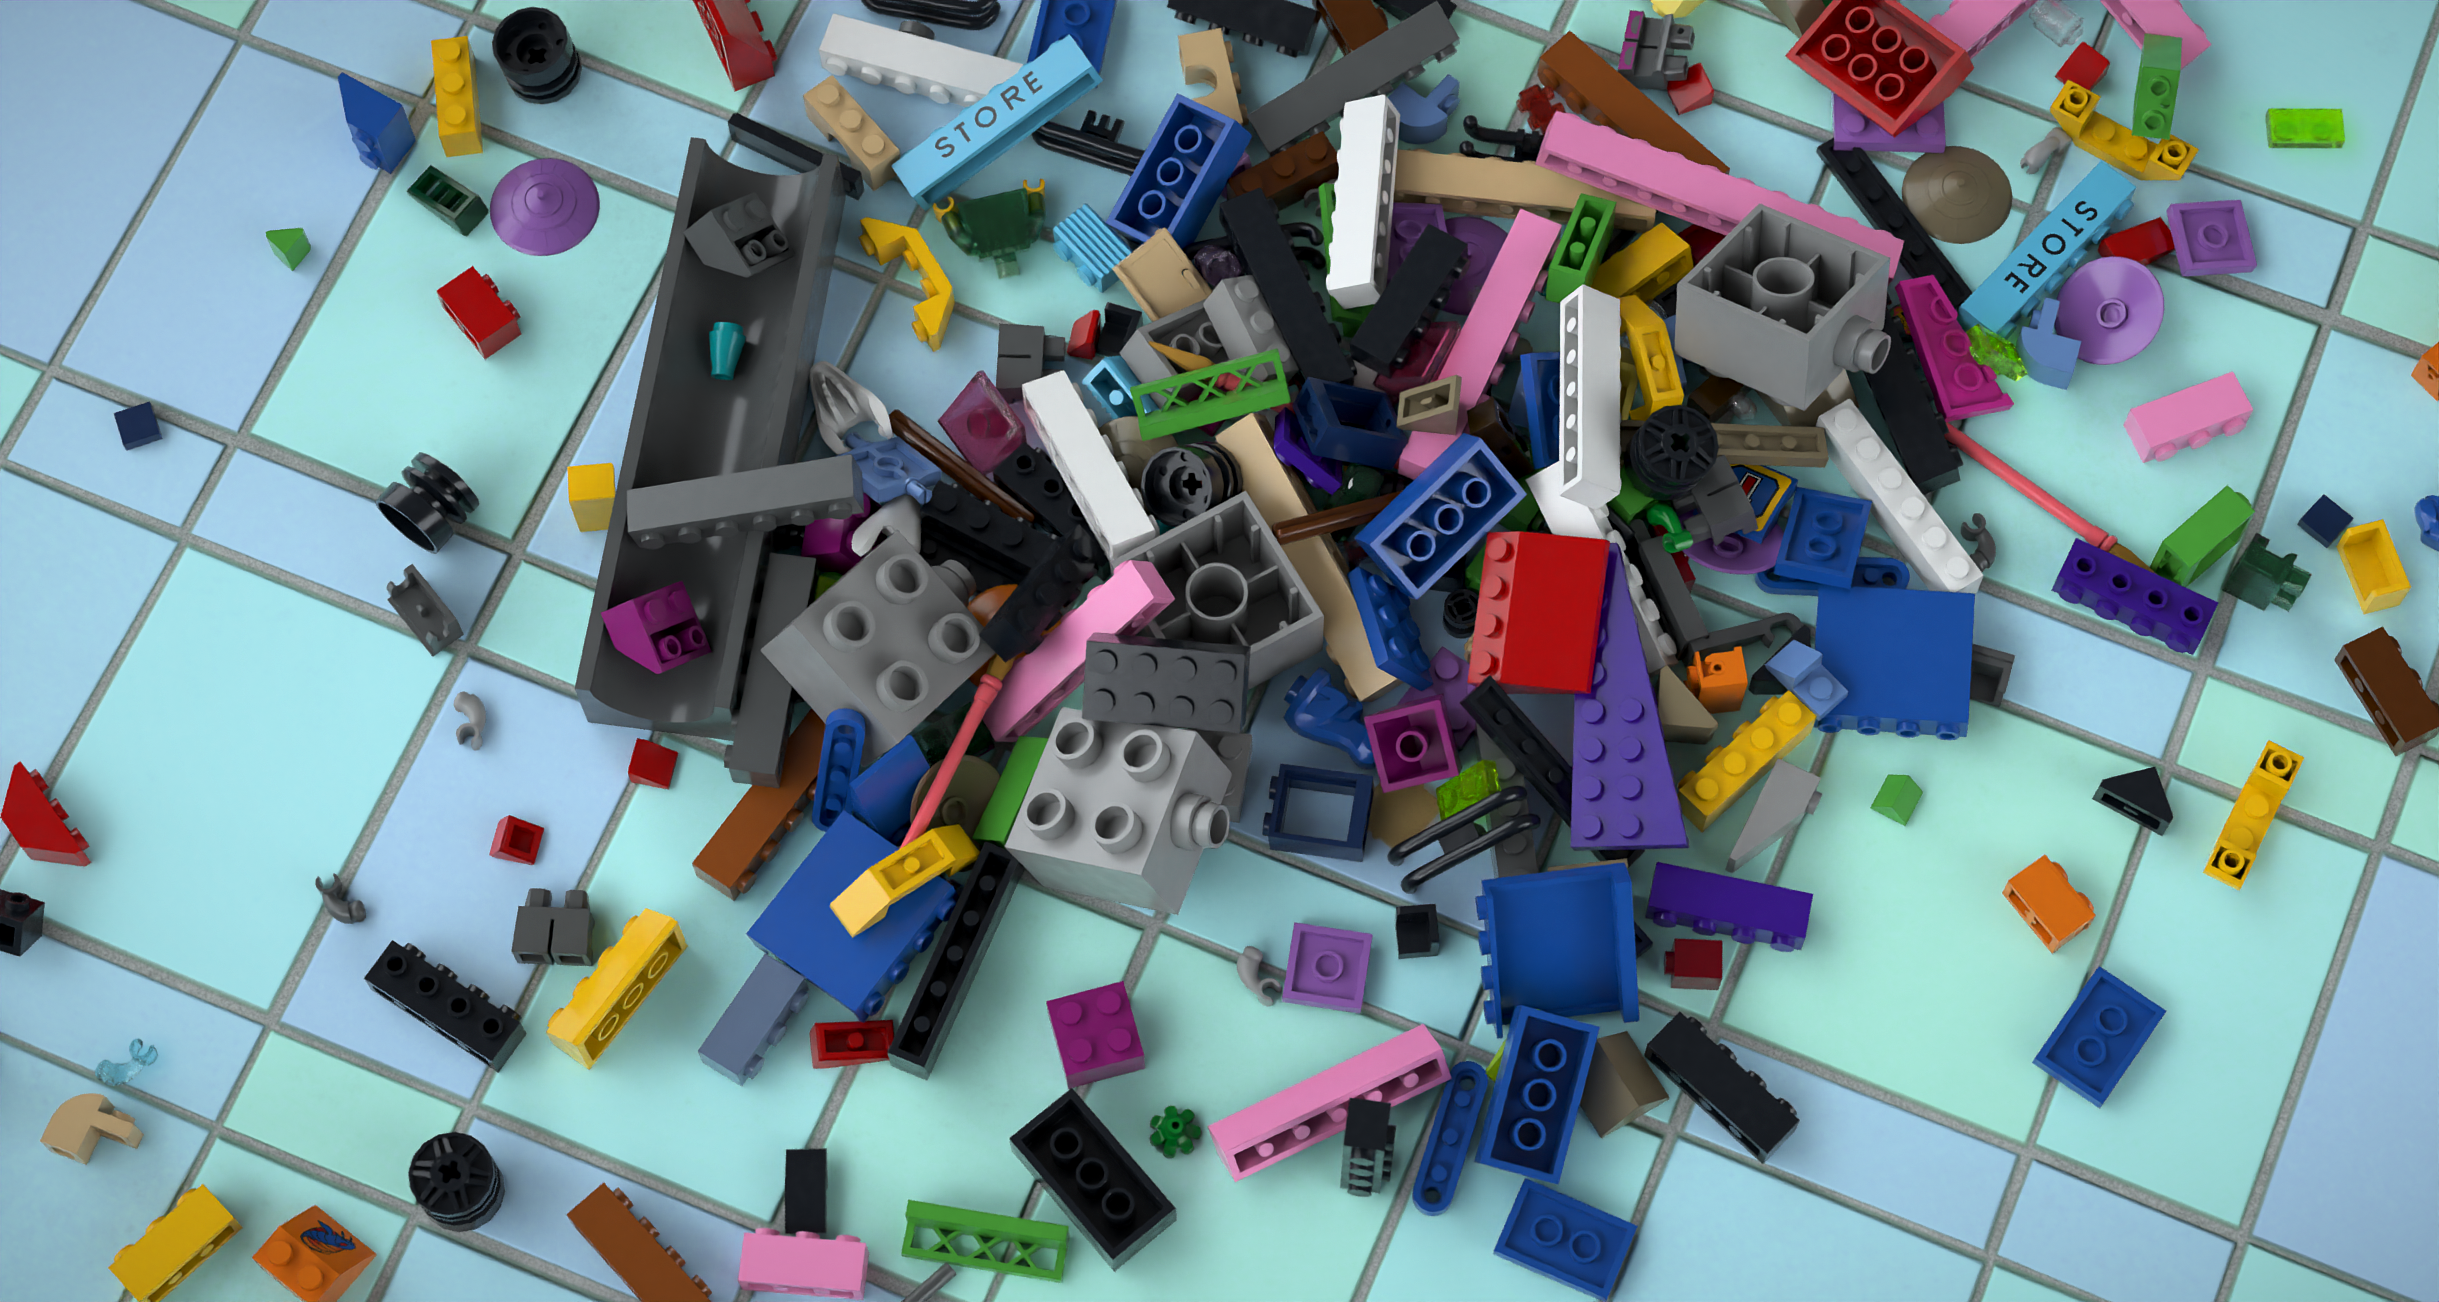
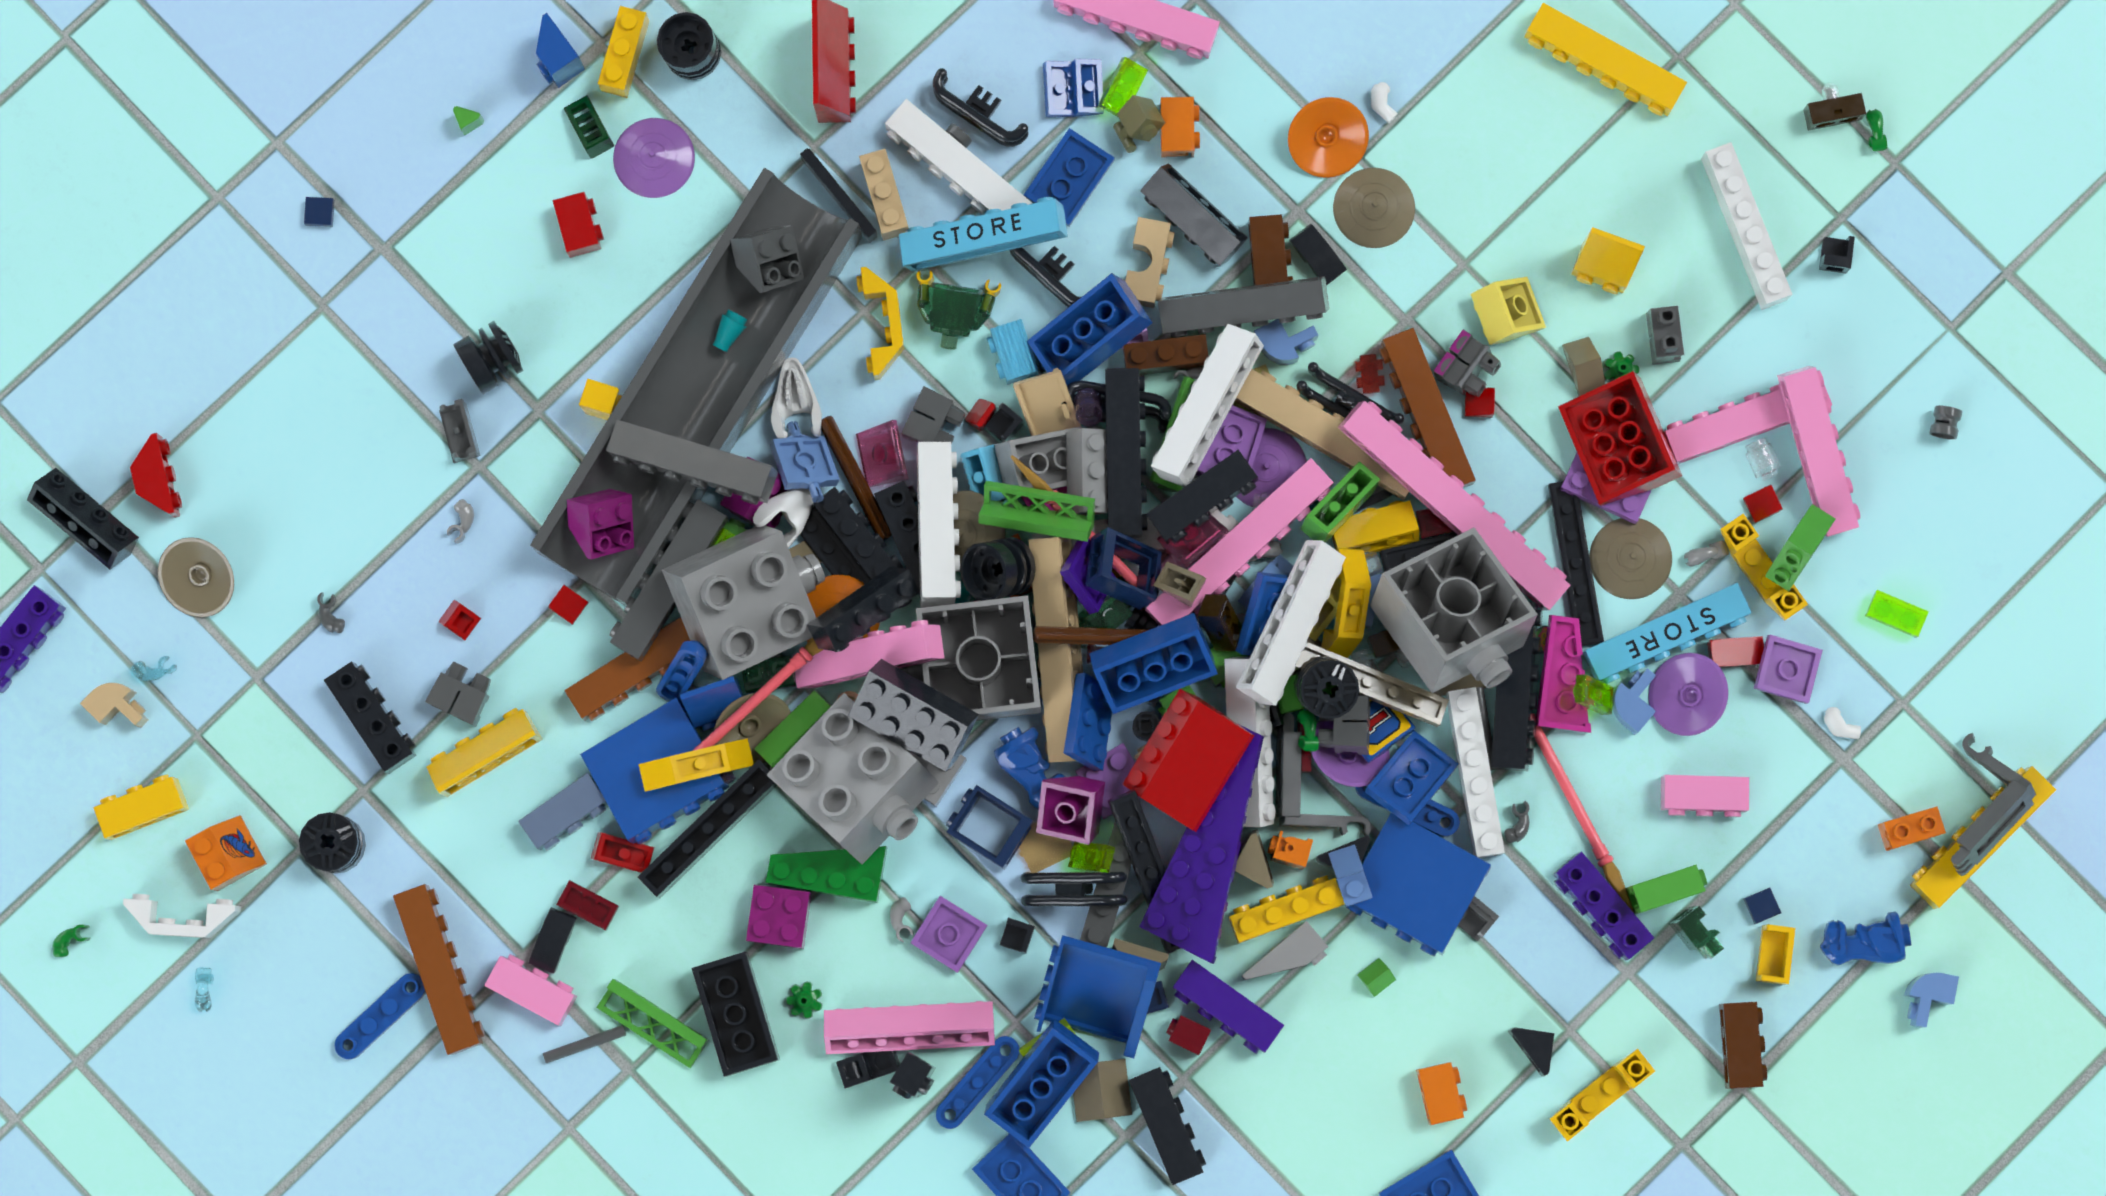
camera: 25 degrees right, 15 degrees up
(141, 921) = (195, 577): none -> dark tan hat
(834, 1126) = (587, 905): none -> dark red plate
(1140, 950) = (829, 873): none -> green wedge
(1296, 1179) = (867, 1066): none -> black slope
(2305, 280) = (1838, 726): none -> white arm

